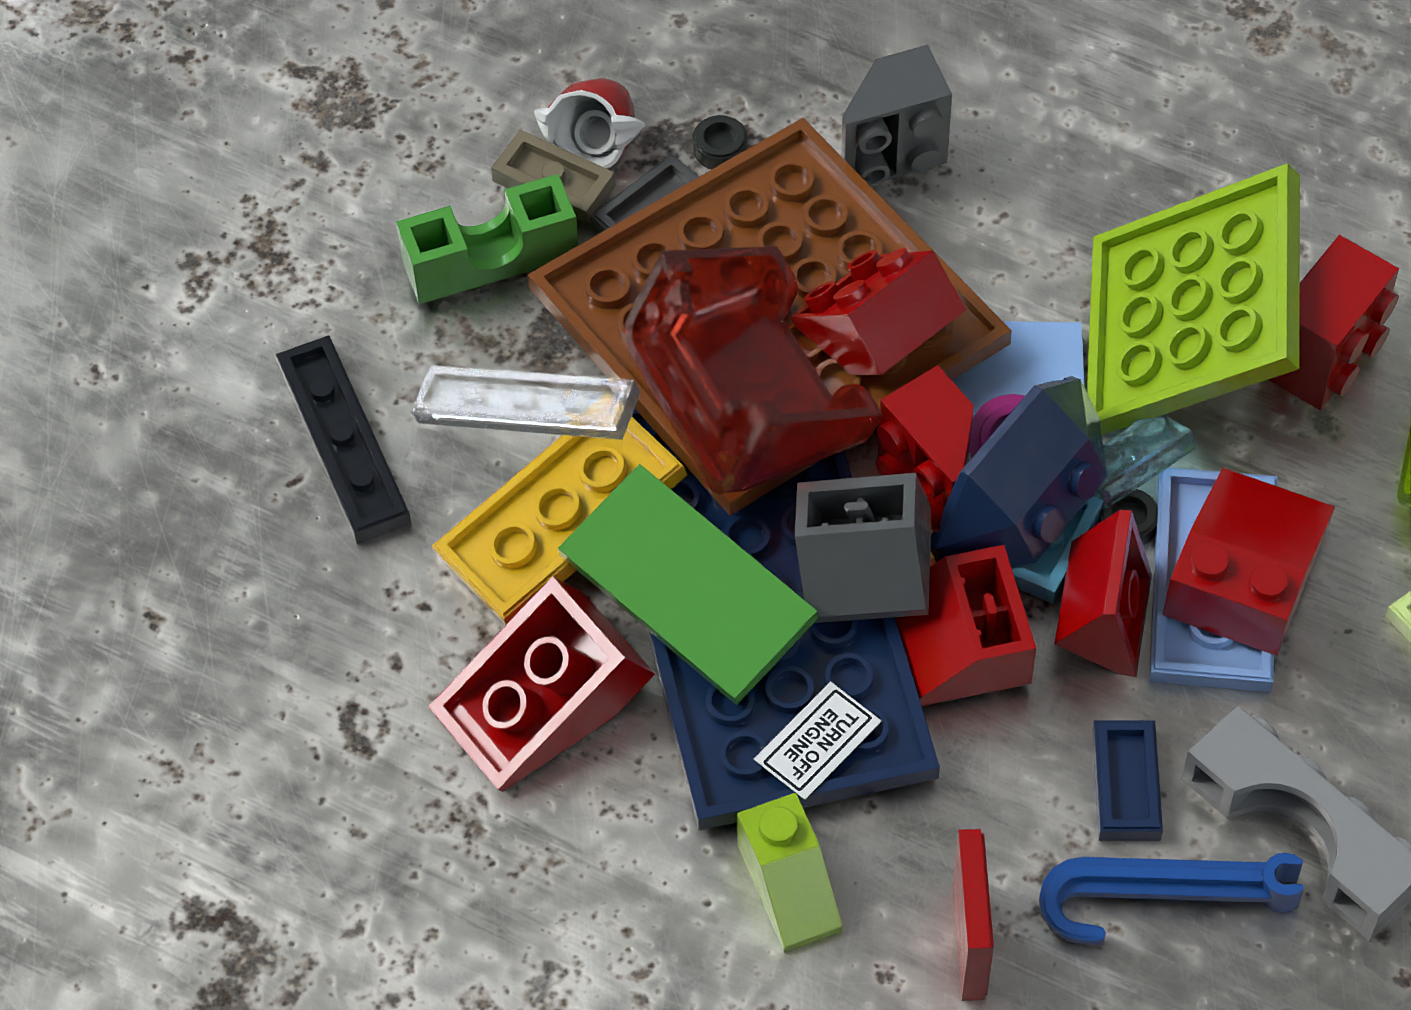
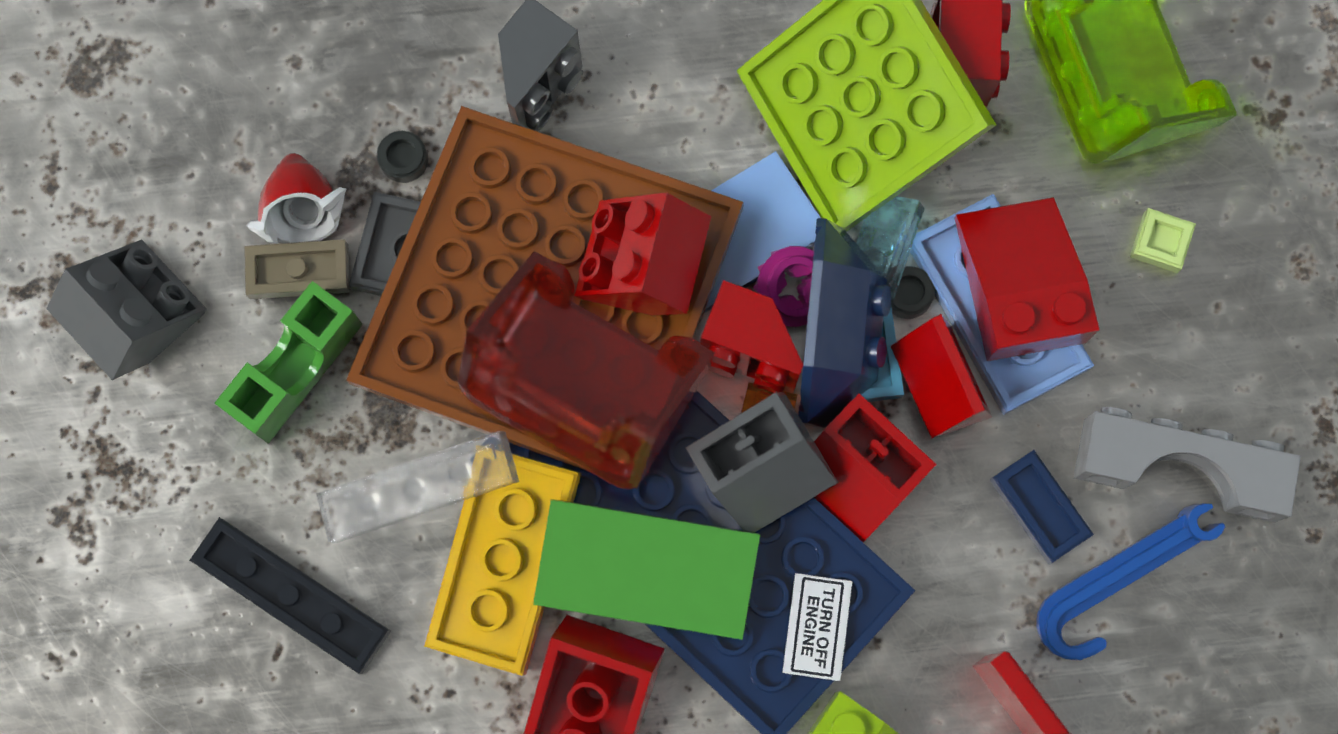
camera: 35 degrees left, 20 degrees up
(375, 121) = (124, 307): none -> dark grey slope

